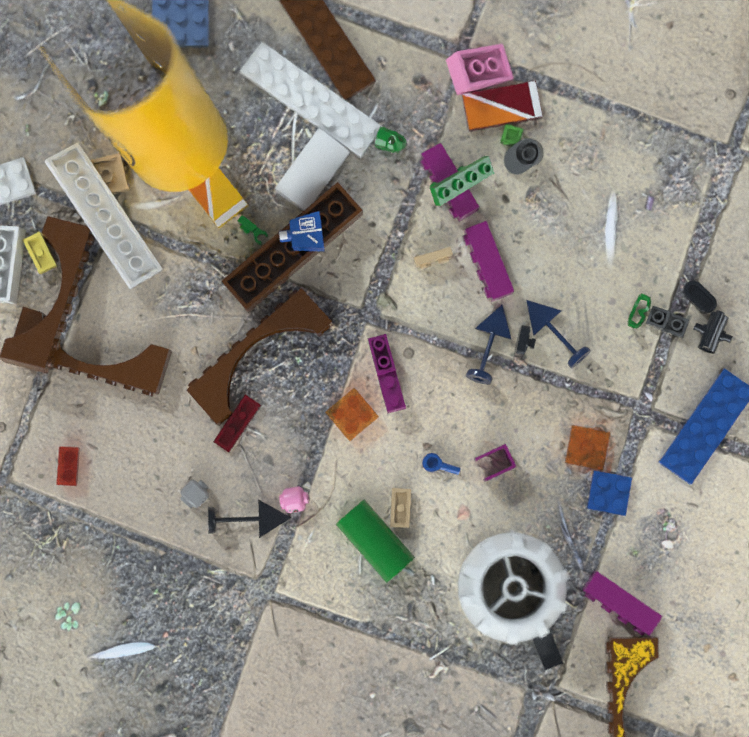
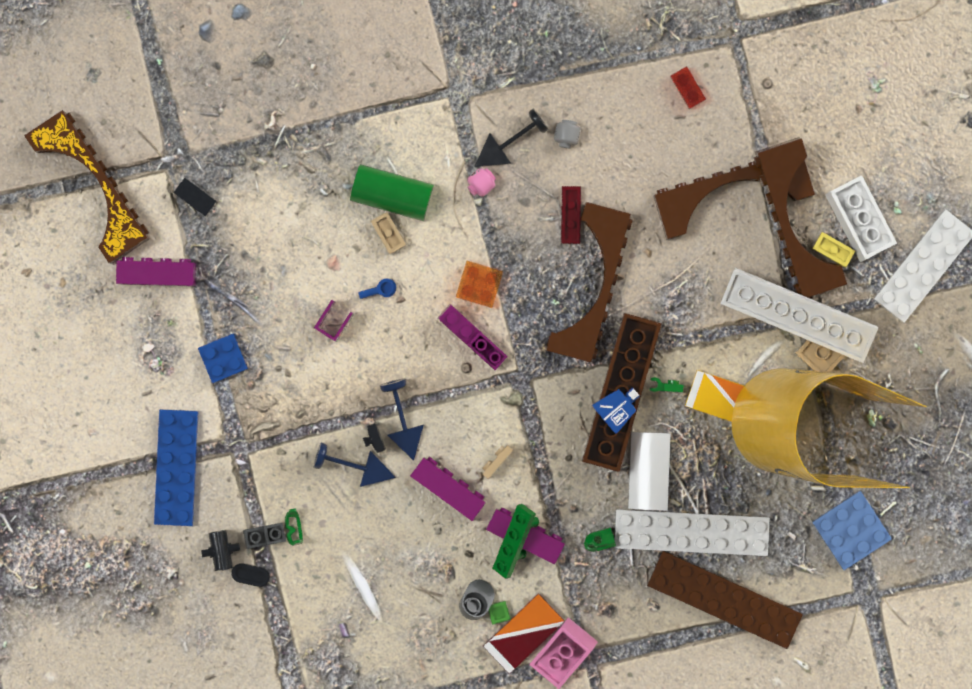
camera: 145 degrees right, 5 degrees up
(552, 598) = (215, 237): white wheel -> none
(587, 447) = (265, 384): clear orange plate -> none

